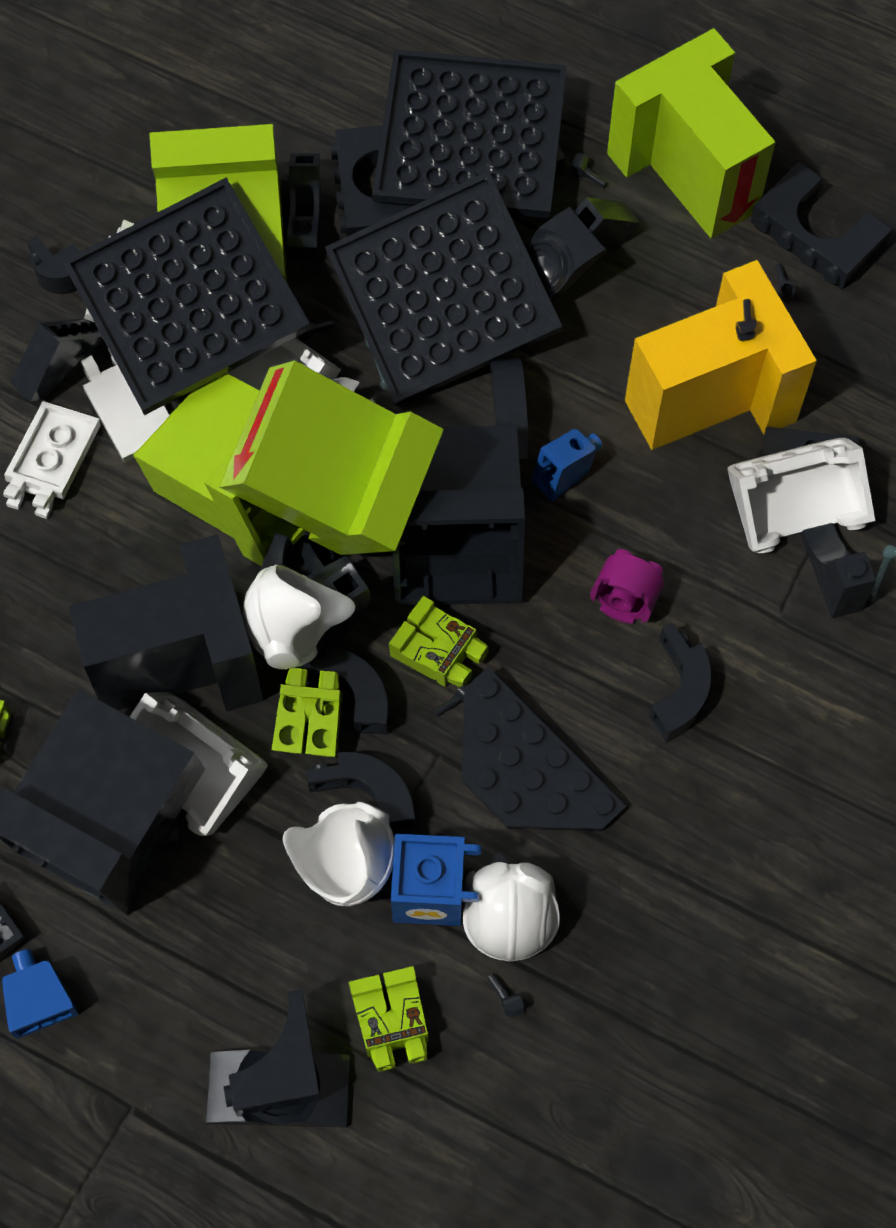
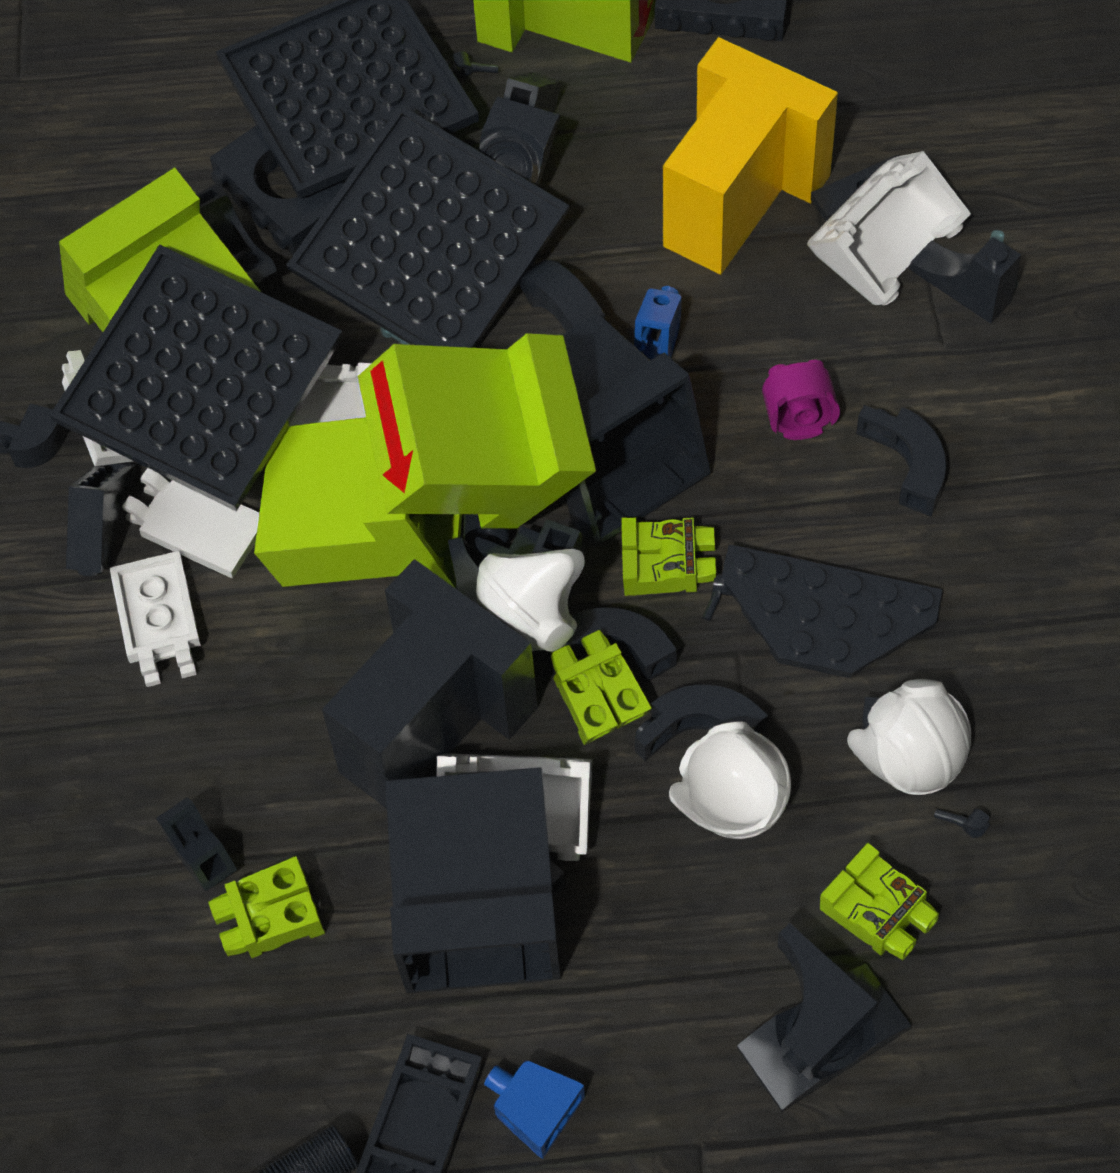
camera: 30 degrees left, 5 degrees down
(430, 879) = (830, 754): blue container -> none
(746, 328) = (756, 100): black hand -> none

